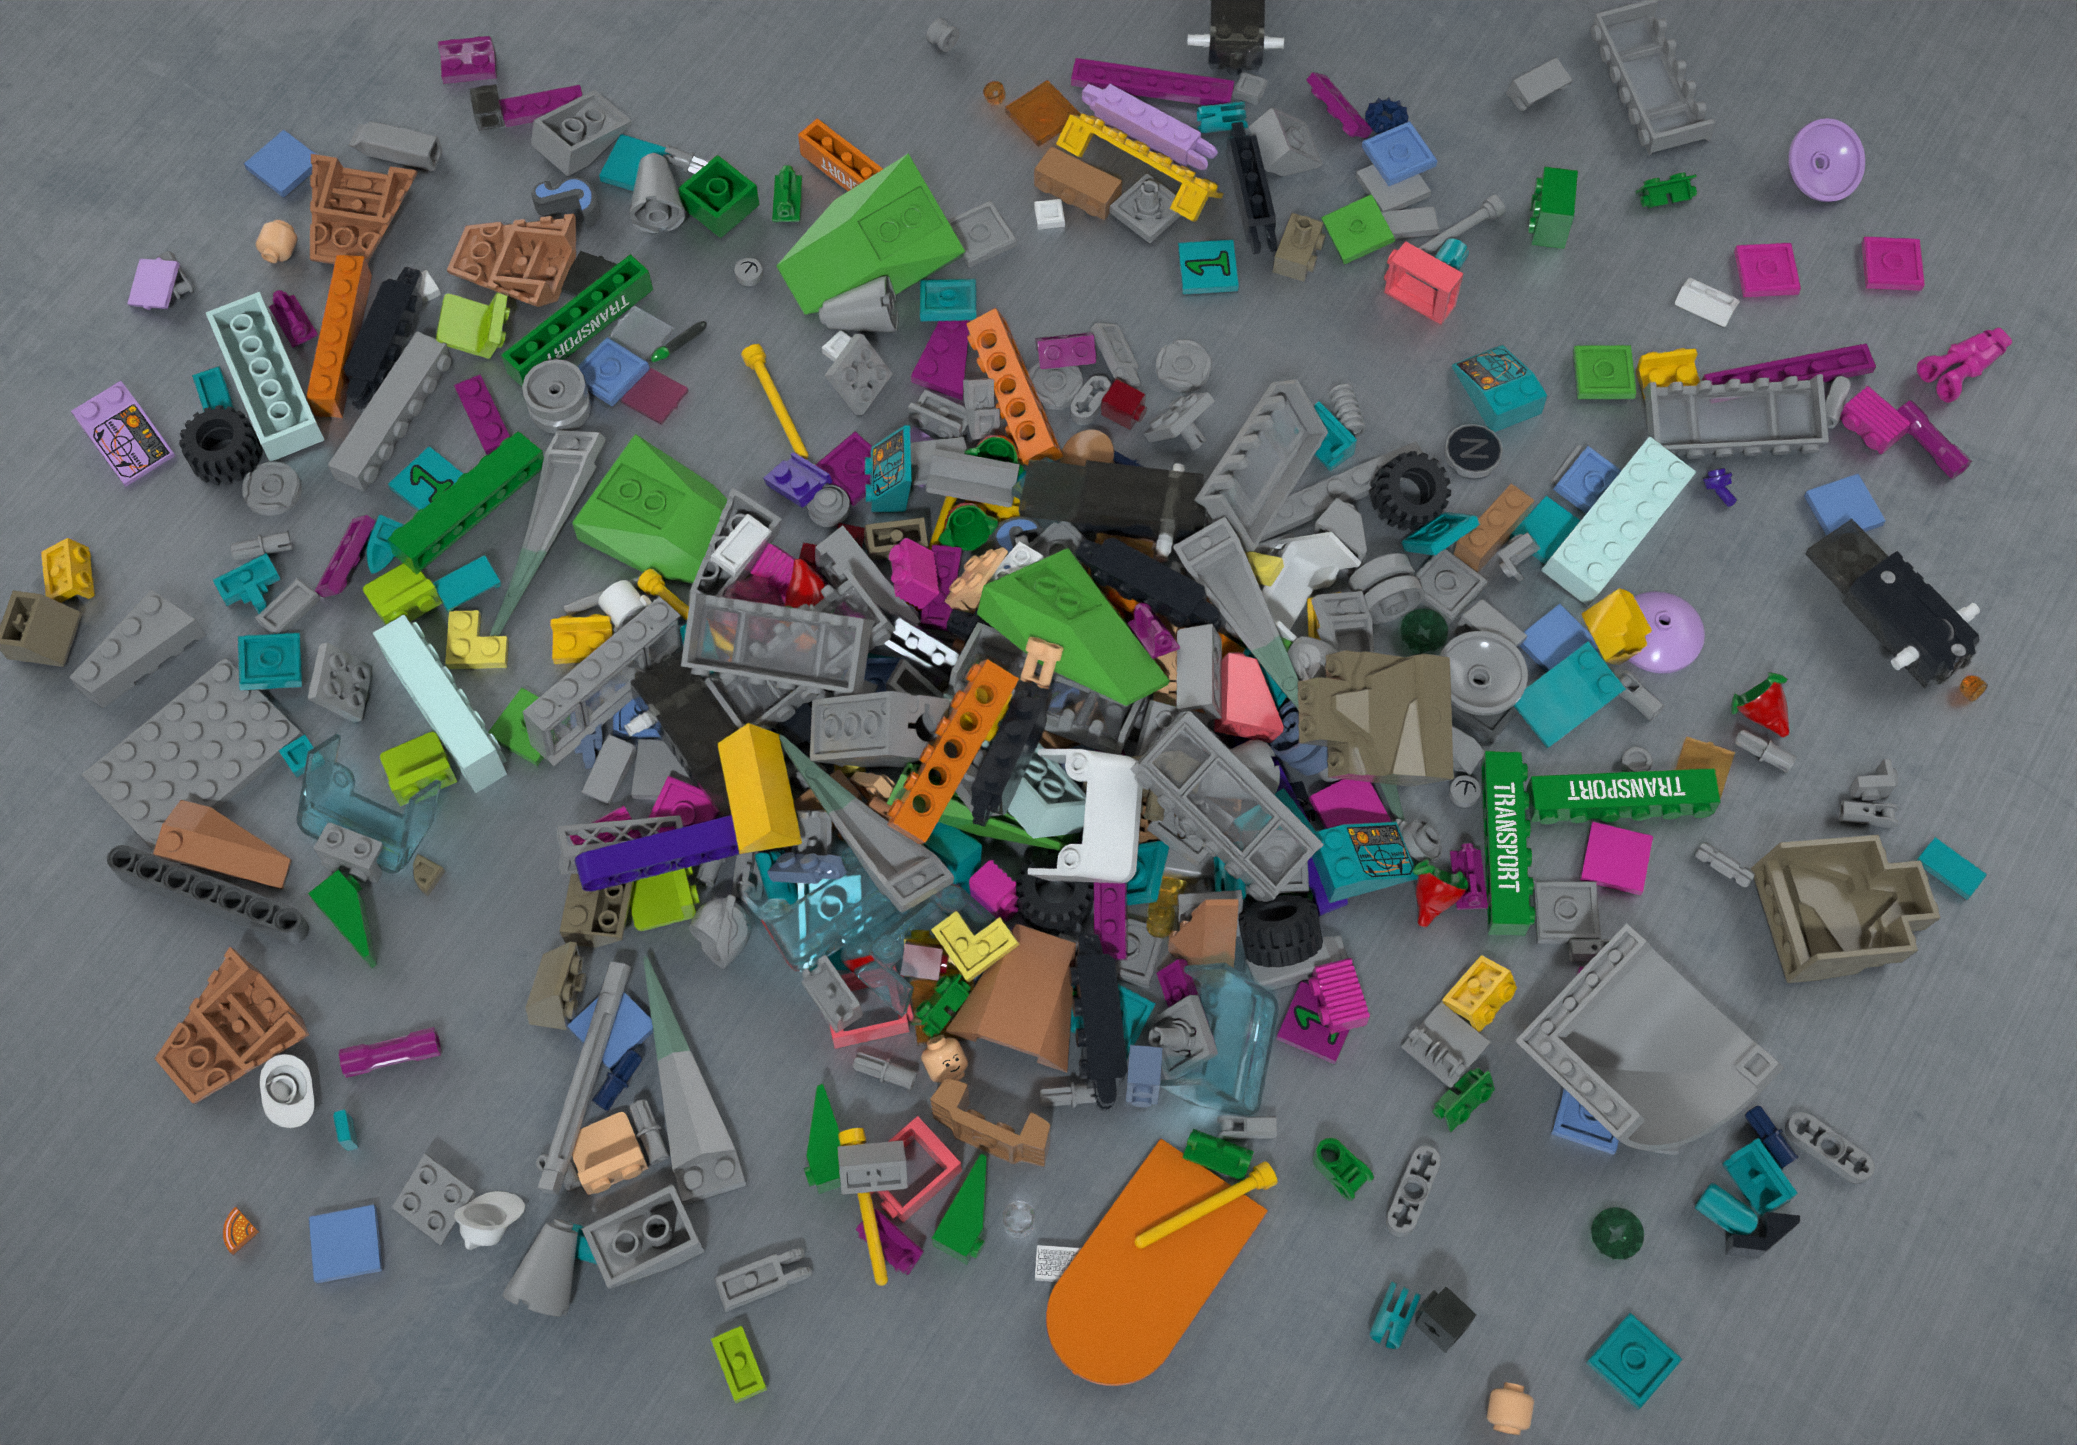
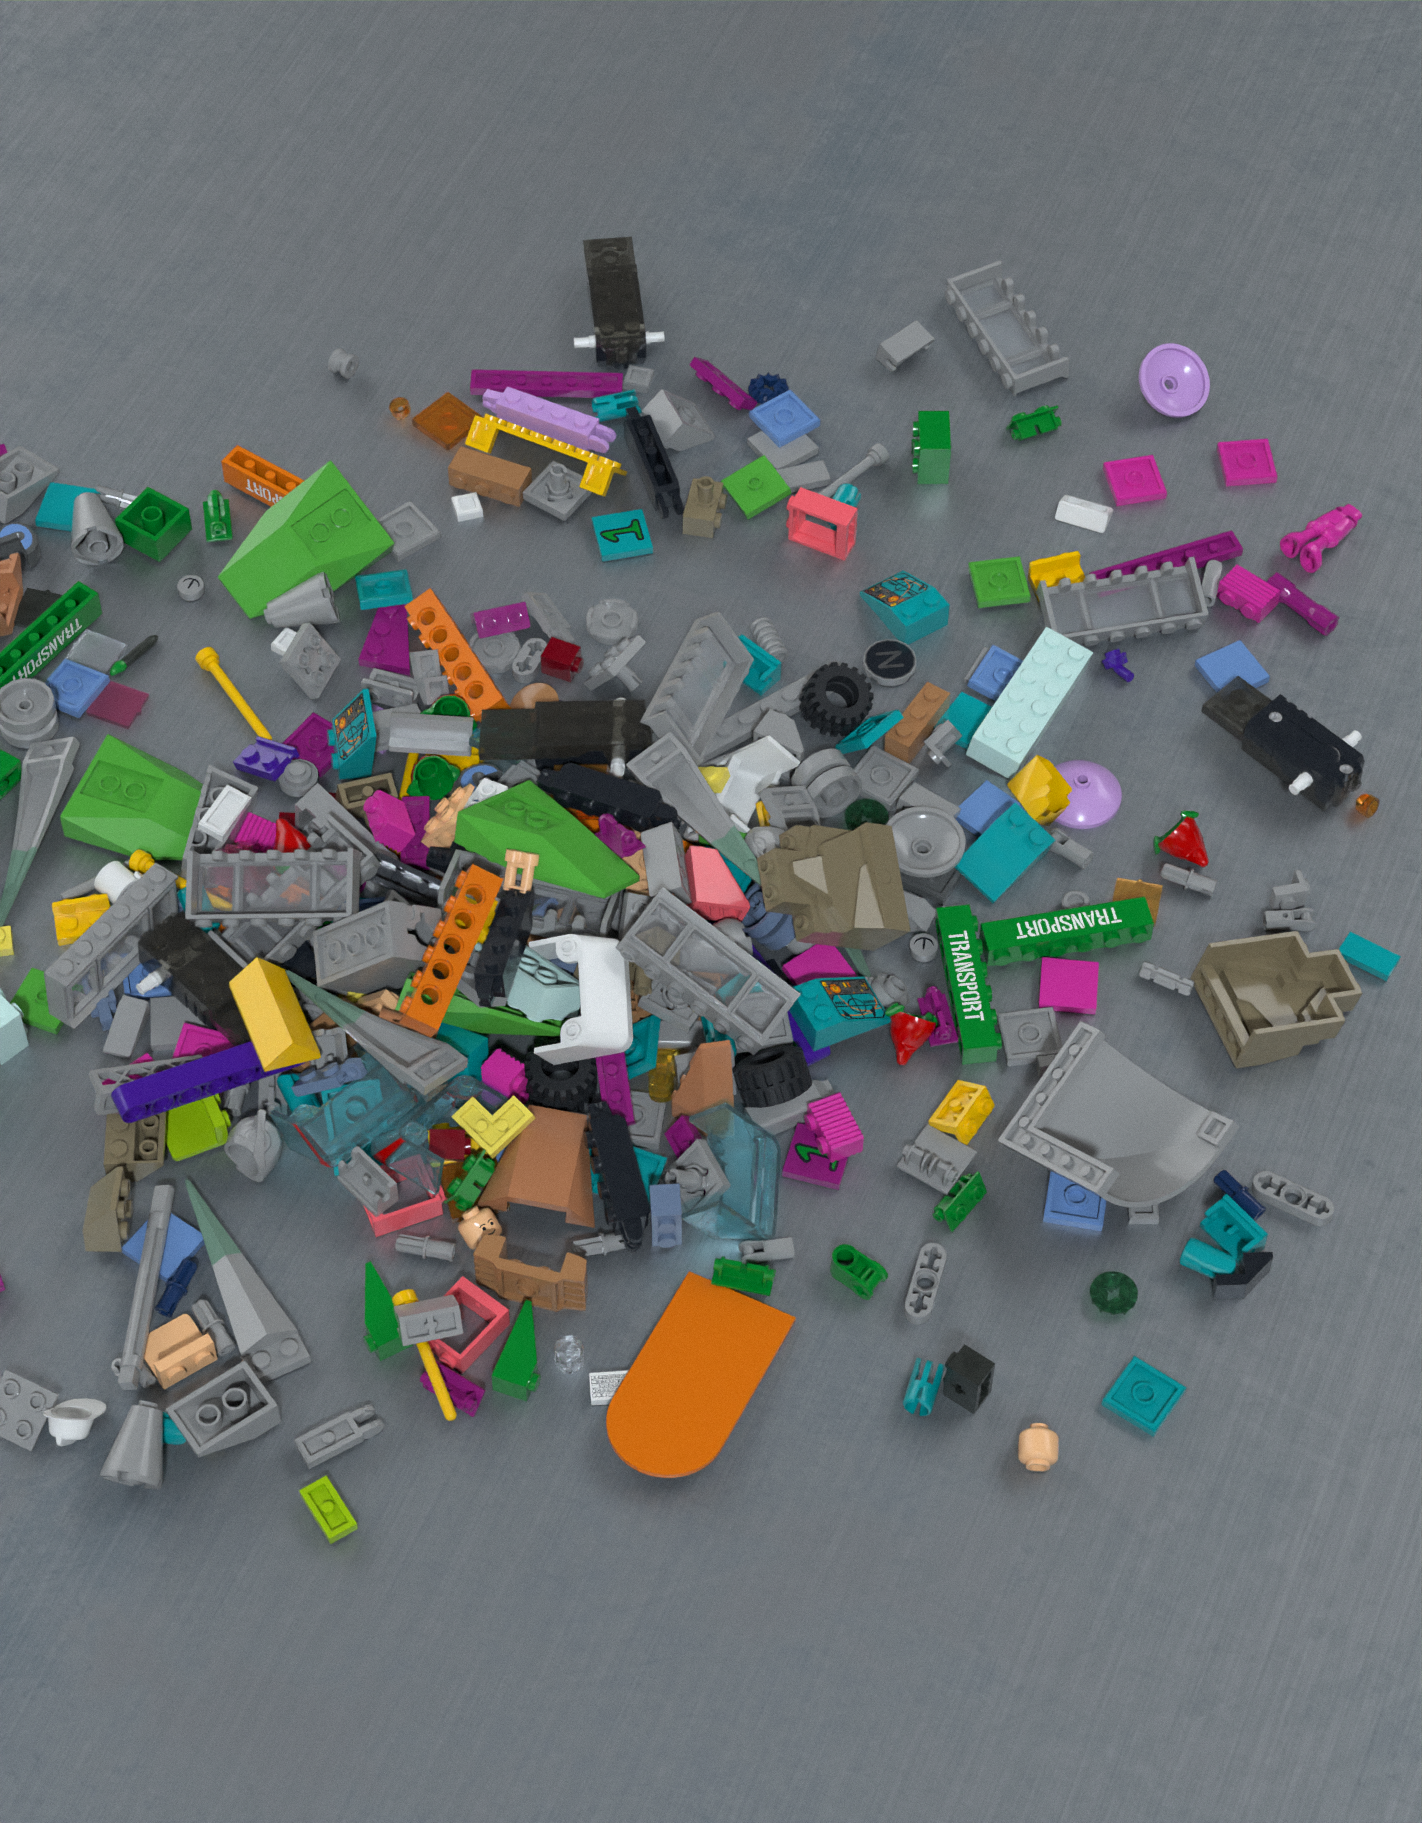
camera: 10 degrees left, 10 degrees down
(1260, 1178) = (786, 1289): yellow piece -> none

